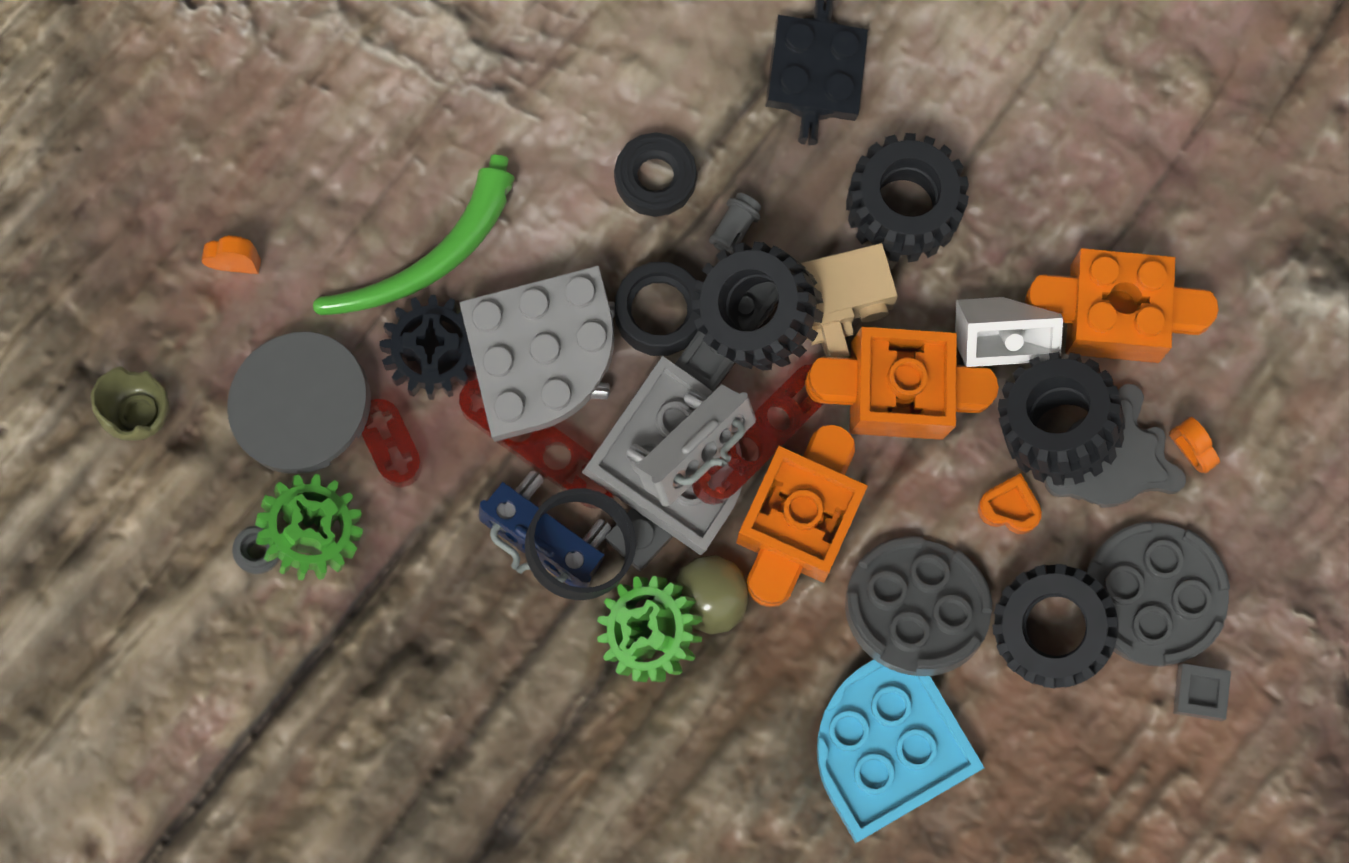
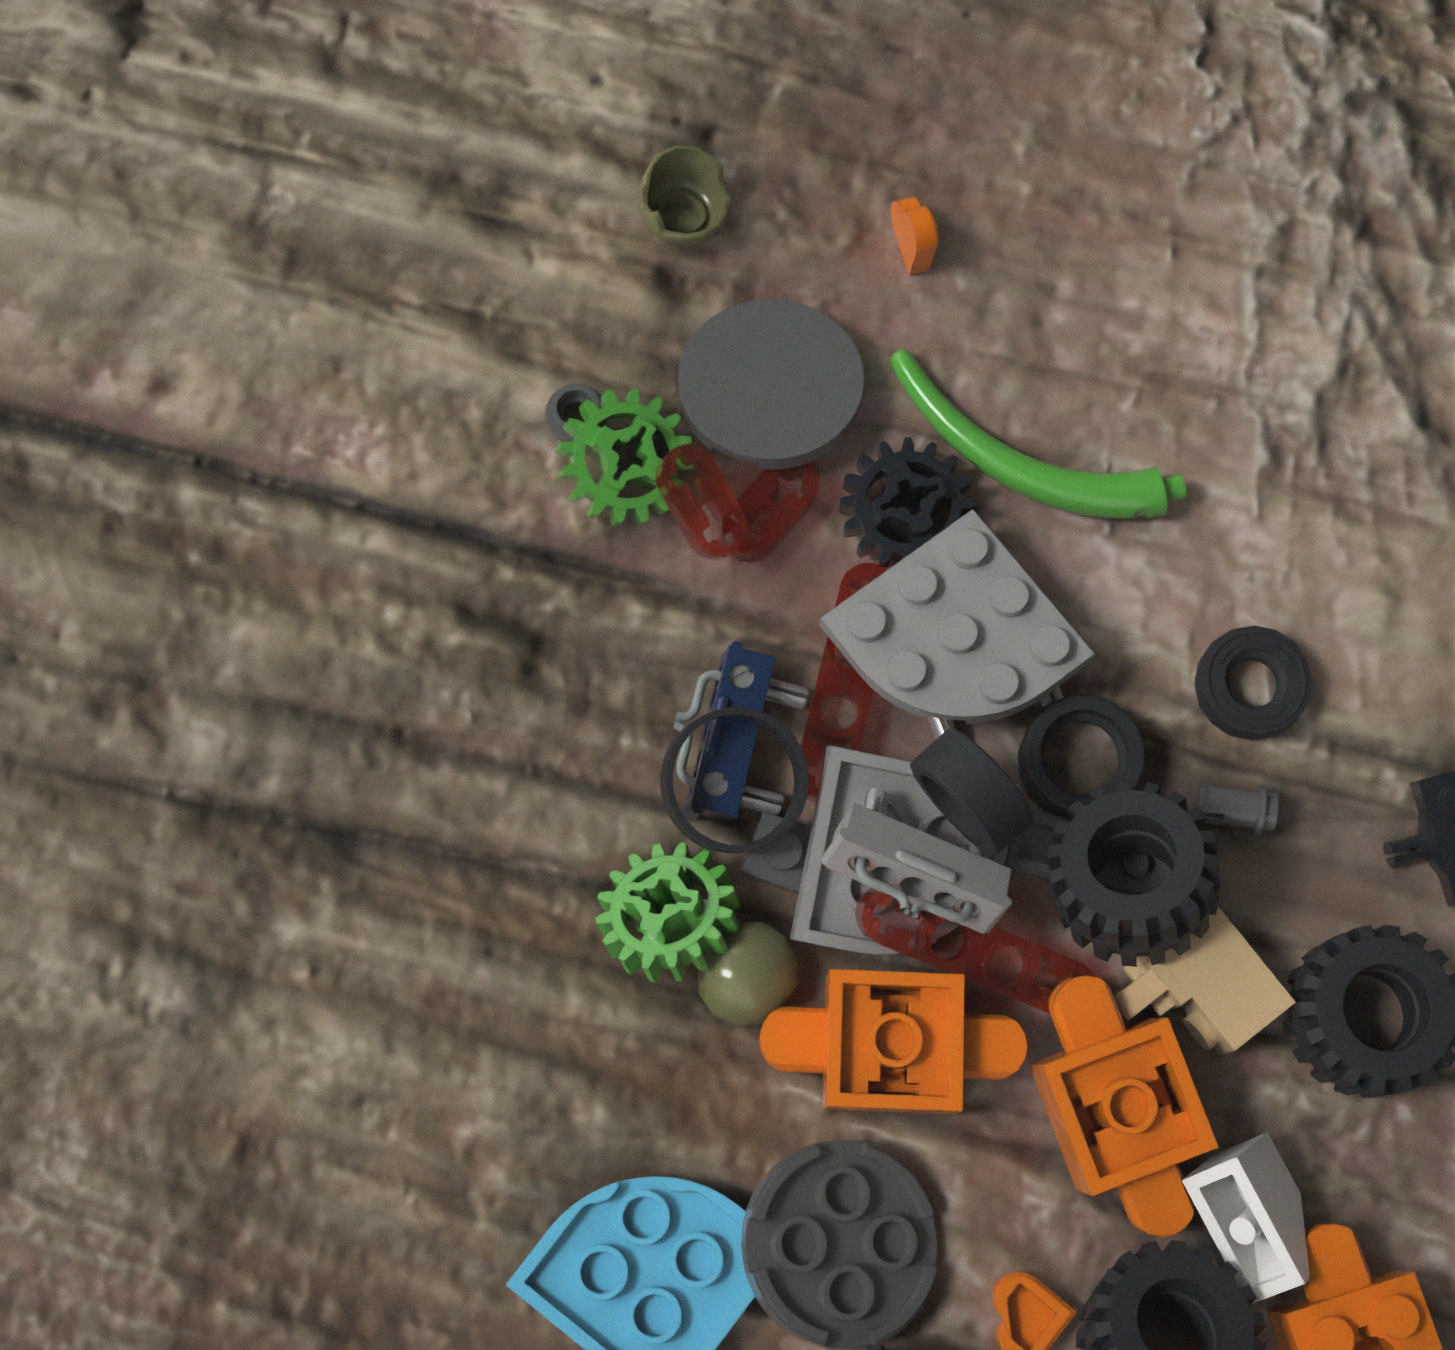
camera: 70 degrees right, 0 degrees up
(369, 474) = (714, 494): none -> clear red beam
(660, 385) = (972, 791): none -> black tyre

